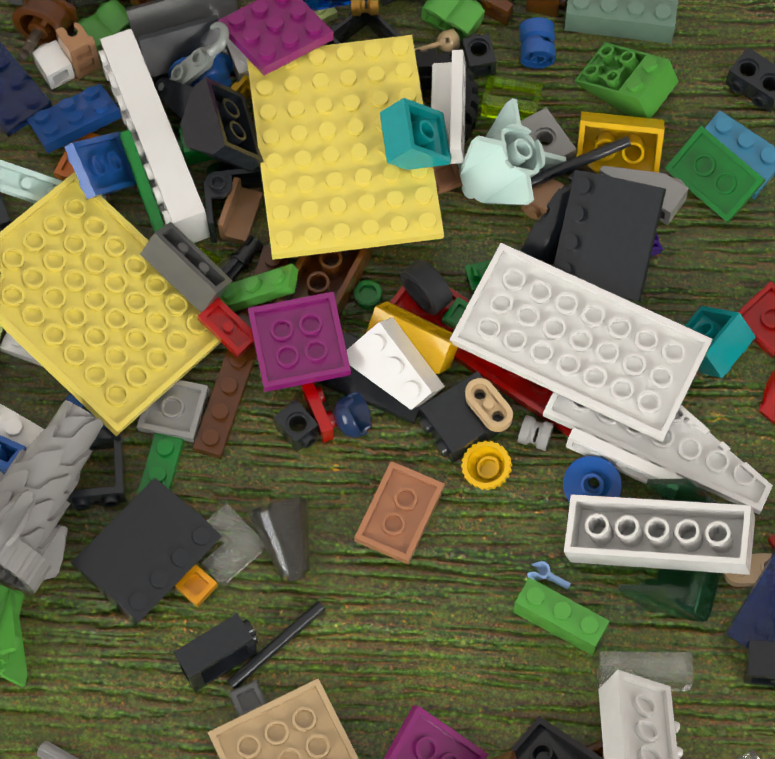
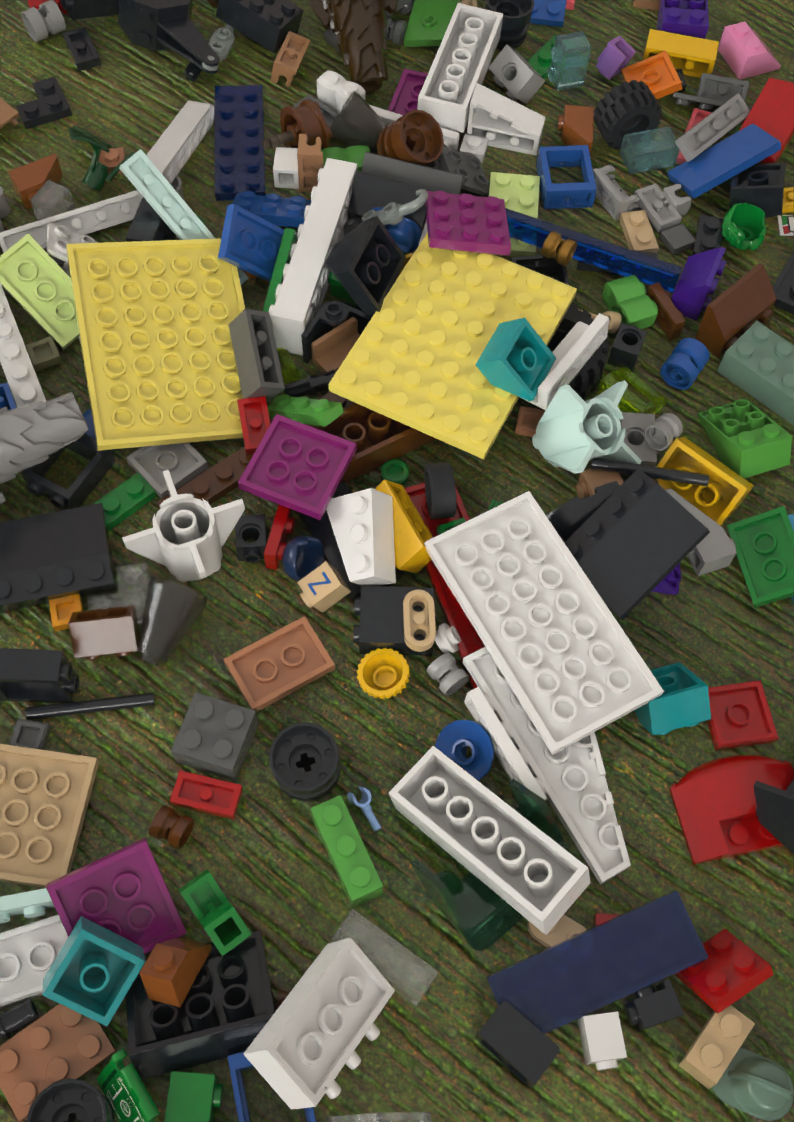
camera: 30 degrees right, 5 degrees down
(244, 579) = (104, 632): none -> brick
(254, 456) = (187, 534): none -> white brick
(388, 428) = (323, 587): none -> tan brick
(397, 600) = (215, 736): none -> dark grey brick
(417, 689) = (171, 827): none -> reddish brown wheel
(423, 648) = (206, 795): none -> red plate
(479, 555) = (299, 744): none -> black wheel
(501, 727) = (214, 912): none -> green brick
(518, 404) = (447, 638): none -> white plate
(566, 120) = (663, 431): none -> light grey wheel

